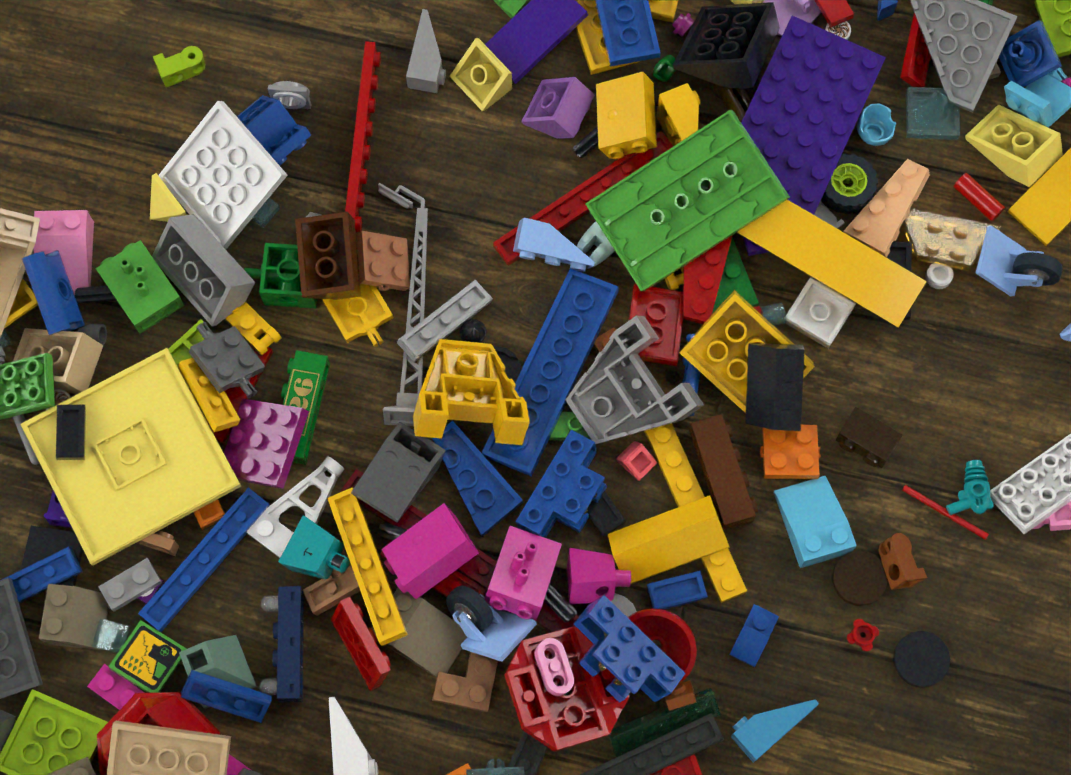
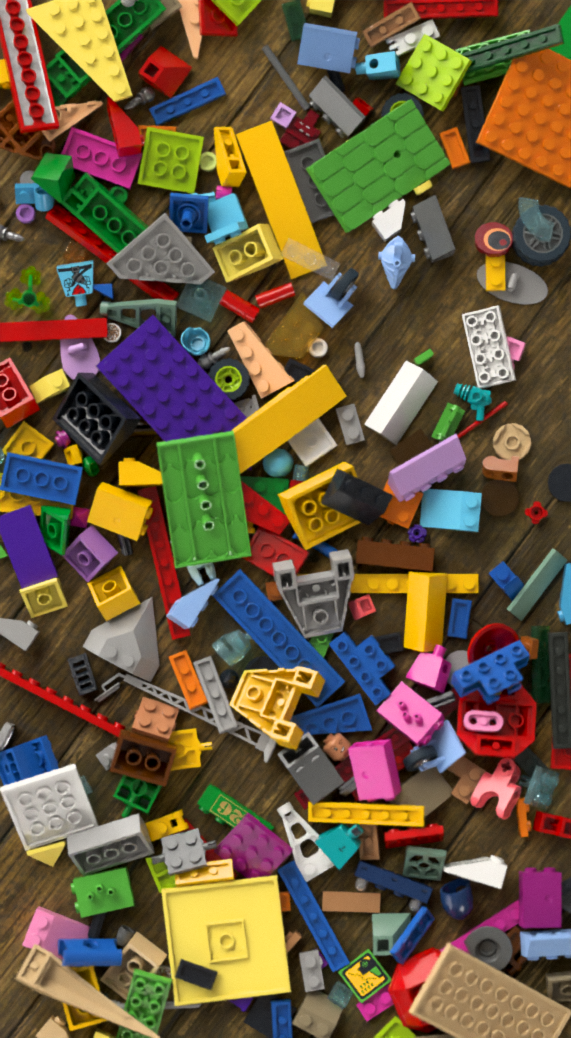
camera: 65 degrees left, 15 degrees up
(242, 602) = (351, 901): none -> medium nougat tile
(293, 739) = (455, 903): none -> dark blue piece
(316, 673) = (424, 872): none -> sand green piece
(396, 176) = (93, 687): none -> black slope
(439, 493) = (336, 747): none -> nougat head
(450, 281) = (188, 680): none -> orange tile
(469, 197) = (129, 641): none -> light grey wedge
(476, 735) = (499, 784): none -> coral piece
(515, 316) = (232, 646): none -> clear light blue helmet
(520, 153) = (113, 593): none -> yellow slope
(573, 56) = (56, 527): none -> green slope
(592, 78) = (80, 517): none -> dark pink slope
(671, 43) = (73, 455): none -> yellow plate
(763, 497) = (417, 538): none -> dark purple plate
(768, 674) = (537, 584): none -> sand green tile
(772, 283) = (278, 463): none -> medium azure hair
(856, 461) = (427, 468): none -> lavender slope
(858, 148) = (206, 361): none -> light grey bar
(863, 352) = (350, 424): none -> light grey plate
(895, 73) = (165, 312): none -> sand green plate
(923, 404) = (401, 402): none -> white slope
(924, 473) = (448, 422): none -> bright green hinge
(942, 563) = (511, 441): none -> tan tile
(944, 161) = (240, 306): none -> red axle
(945, 332) = (360, 365): none -> light grey piece
(993, 405) = (423, 357): none -> bright green tile
(1046, 216) = (310, 259): none -> clear plate

